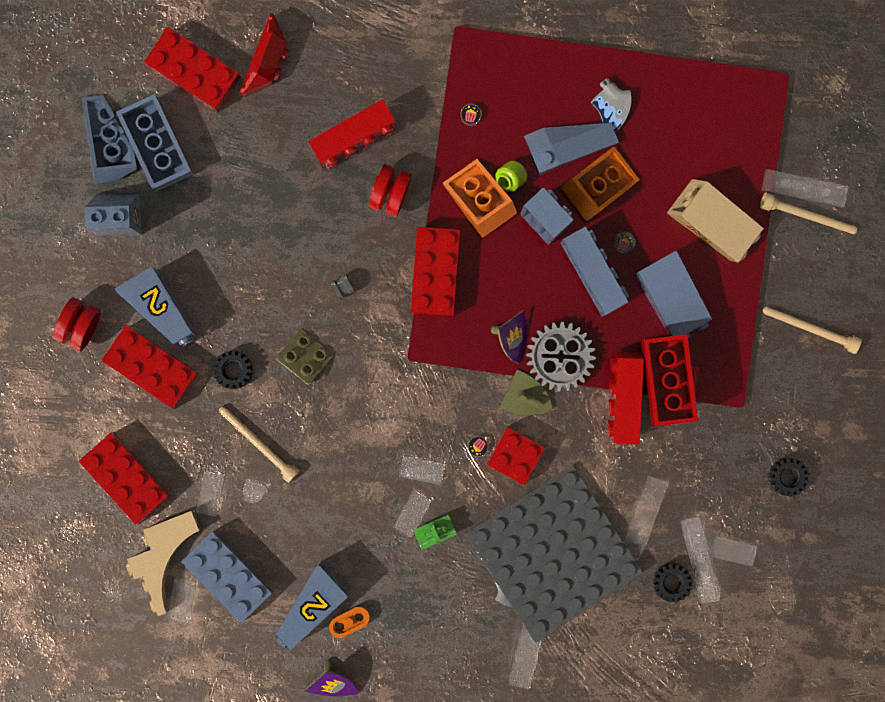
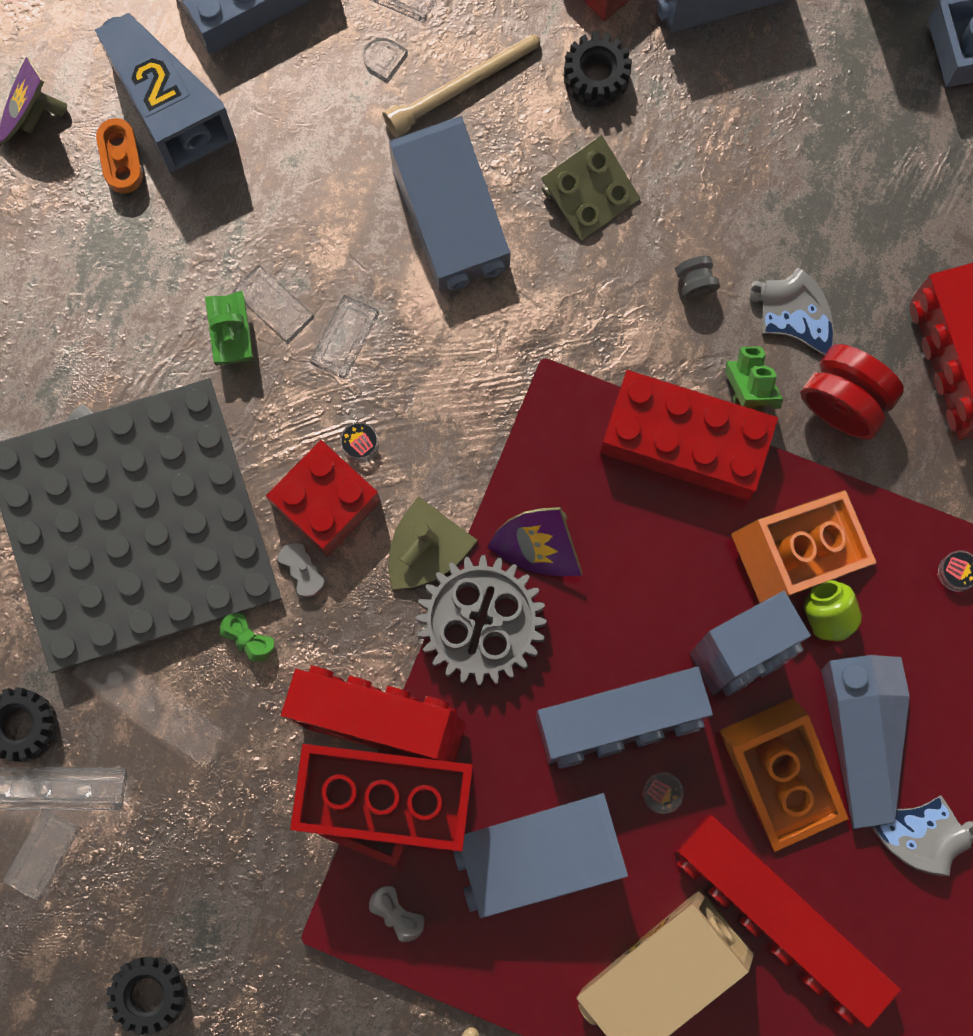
camera: 110 degrees right, 10 degrees down
(337, 429) = (449, 204): none -> sand blue slope
(346, 229) = (795, 310): none -> light grey arm
(395, 244) = (753, 380): none -> bright green hips
(549, 462) = (302, 570): none -> light grey piece
(601, 470) = (256, 646): none -> bright green piece
(673, 167) = (787, 922): none -> red brick
(722, 355) = (406, 924): none -> light grey piece

